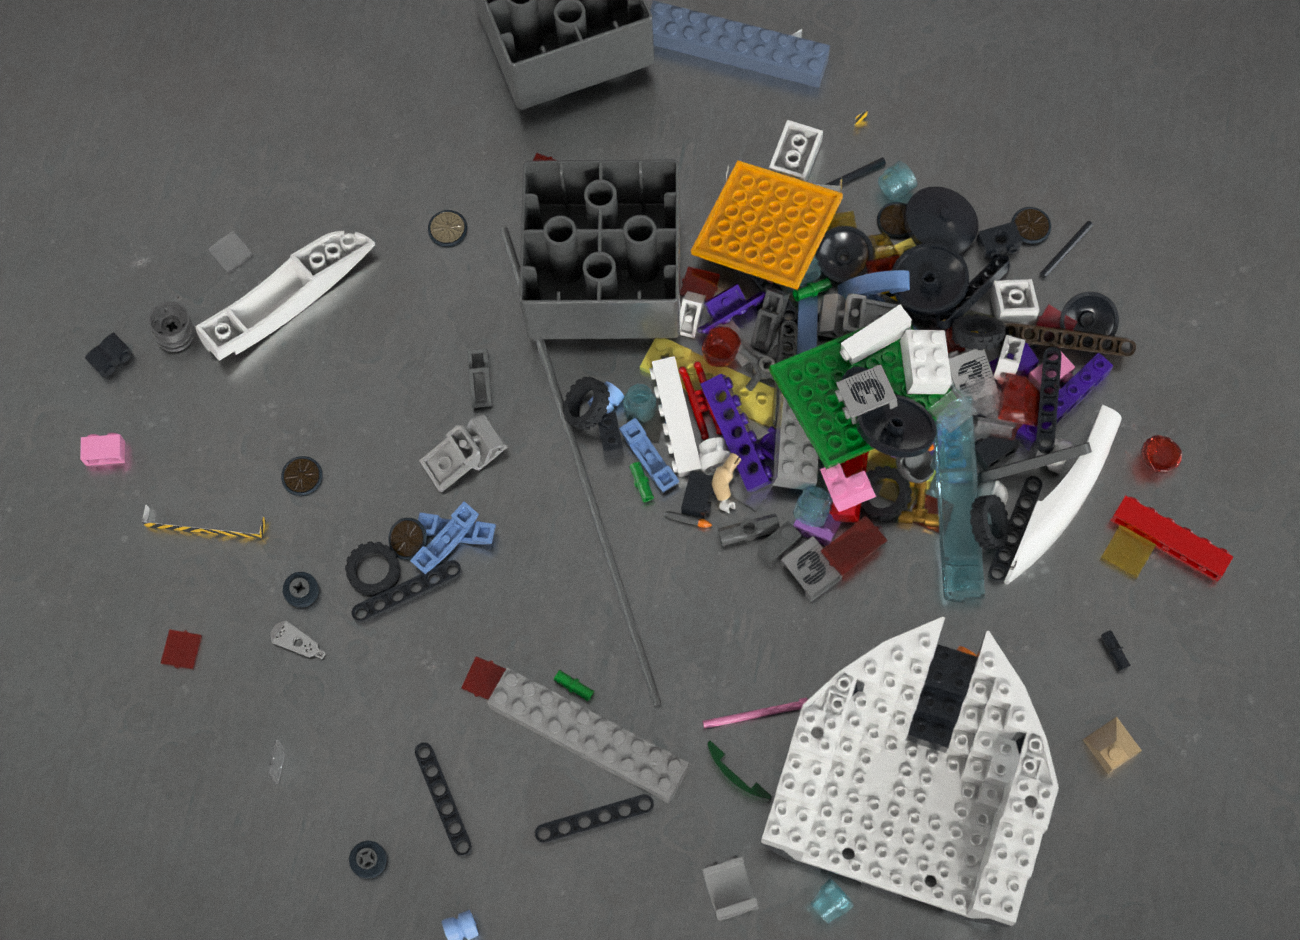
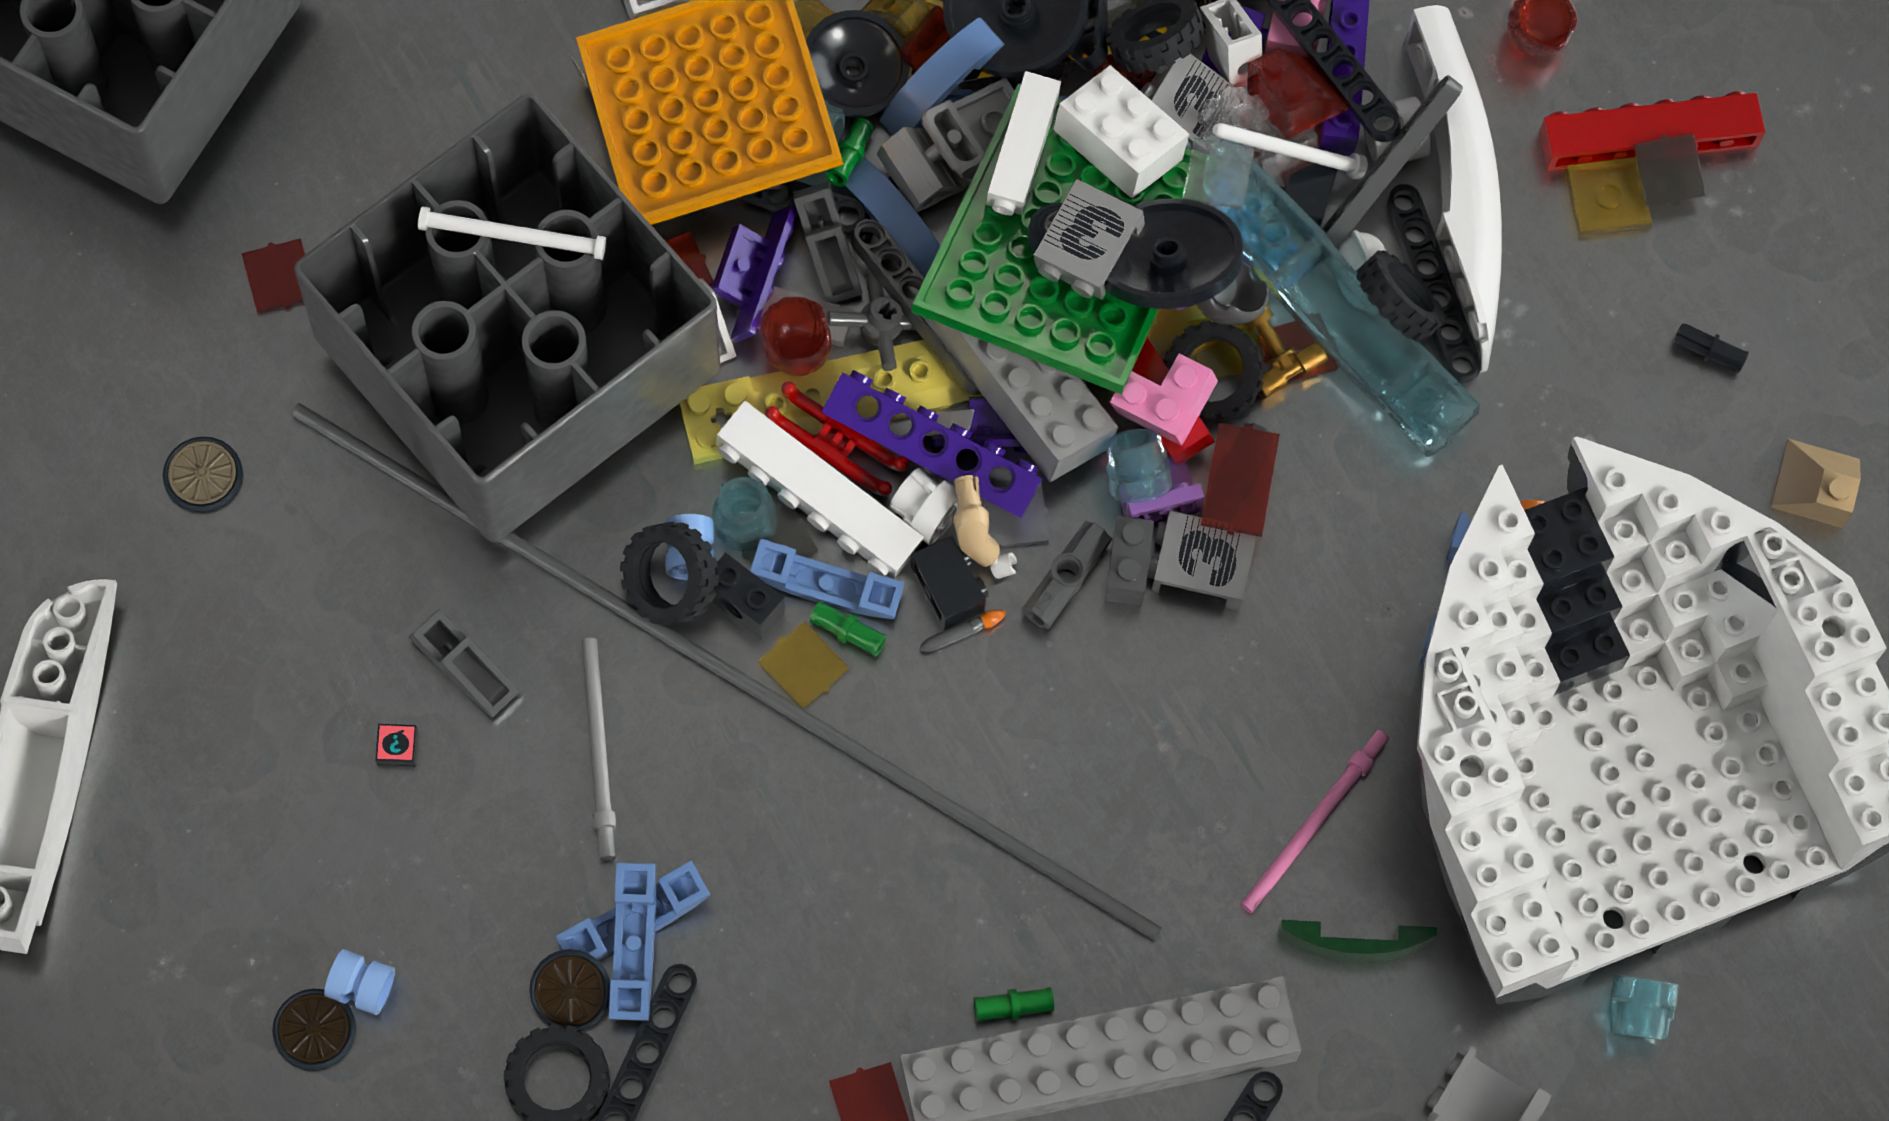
camera: 50 degrees left, 0 degrees up
(332, 472) = (361, 982): none -> light blue wheel
(427, 390) = (396, 744): none -> tile
(463, 451) = (542, 793): light grey piece -> none
(479, 481) = (603, 819): none -> light grey bar
(612, 483) = (803, 665): none -> clear yellow piece
(647, 242) = (511, 233): none -> white bar
(1021, 453) = (1354, 165): none -> white bar
(1163, 560) = (1669, 170): none -> clear smoke piece

